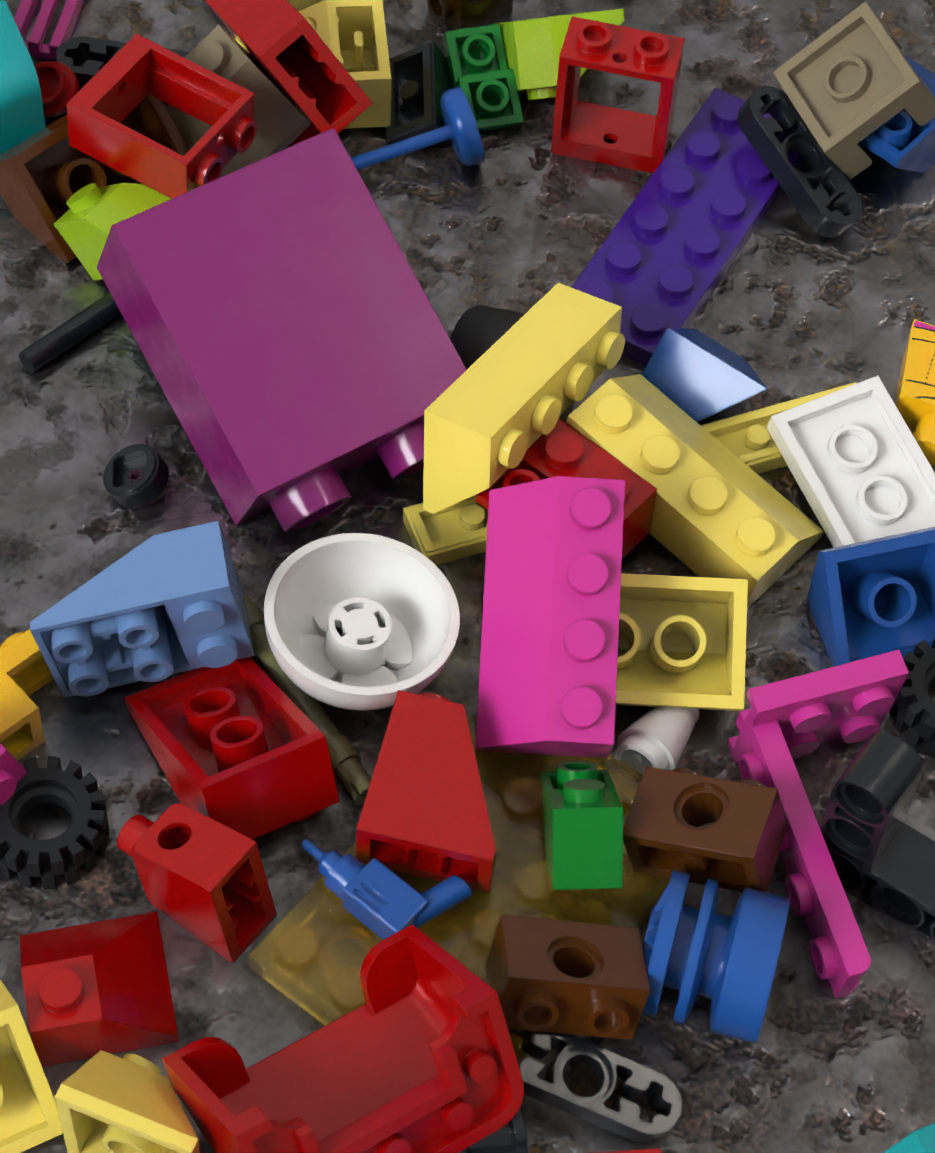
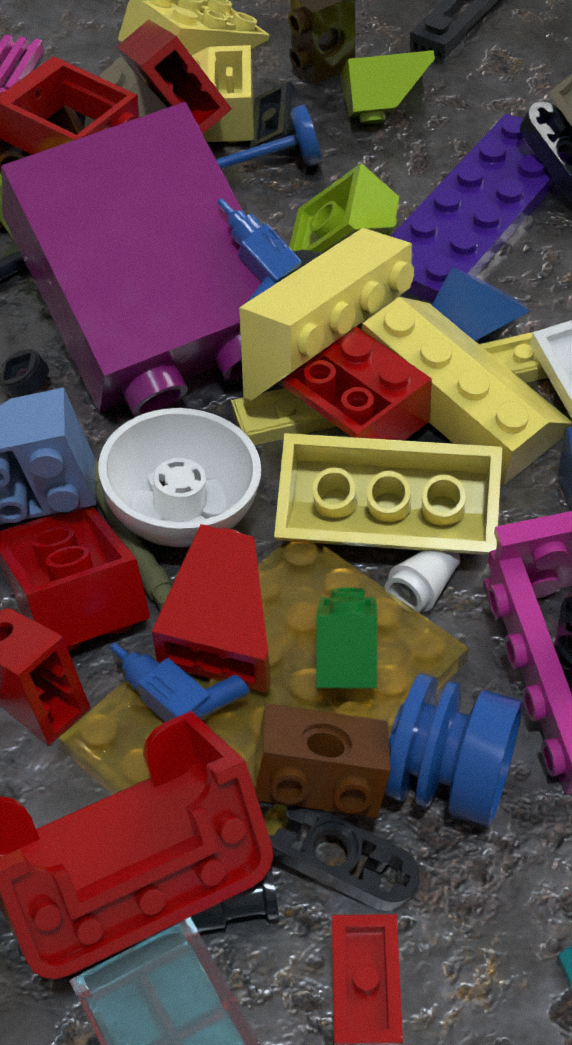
camera: 10 degrees right, 5 degrees down
(440, 328) = (260, 248): none -> blue piece
(481, 70) = (328, 106): green slope -> none
(517, 249) = (344, 208): none -> lime slope
(551, 618) = (334, 472): dark pink slope -> none
(584, 126) = (400, 141): red window -> none
(736, 850) = (453, 641): reddish brown brick -> none

